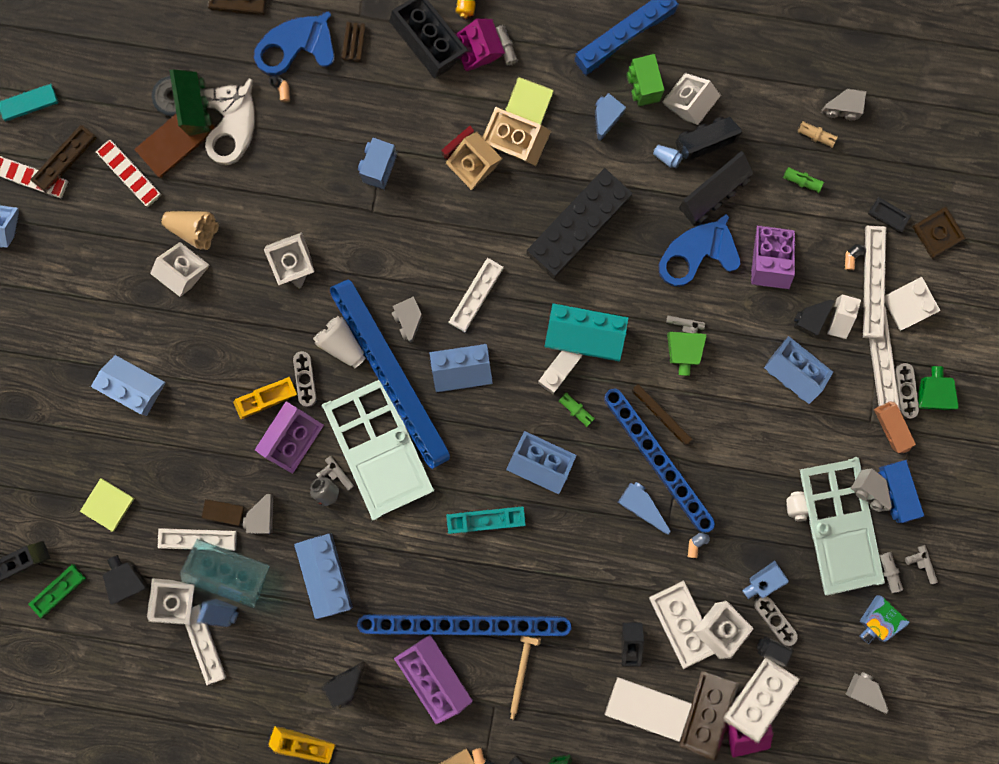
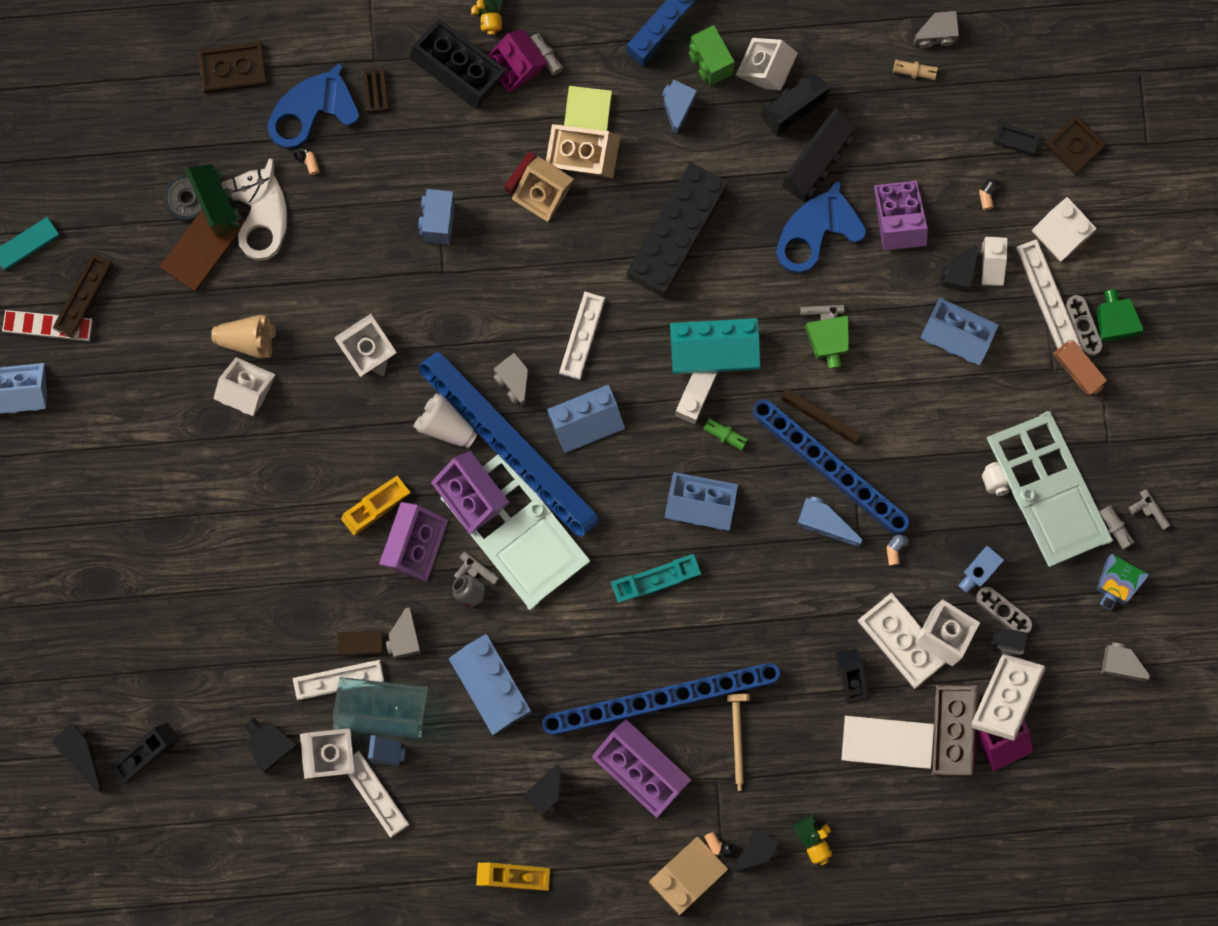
camera: 15 degrees left, 5 degrees down
(57, 591) = (195, 775): green tile -> none
(107, 504) = (228, 666): yellowish green tile -> none
(128, 173) = (159, 295): tile -> none
(128, 385) = (219, 528): light blue slope -> none
(308, 364) = (403, 461): light grey beam -> none
(346, 406) = (469, 491): none -> medium lavender slope
(669, 156) = (757, 132): light blue cone -> none
(803, 179) = (912, 123): bright green pin -> none
(873, 489) = (1073, 440): light grey slope -> none
(874, 282) = (1018, 215): white tile -> none
(901, 491) = (1104, 436): blue brick -> none

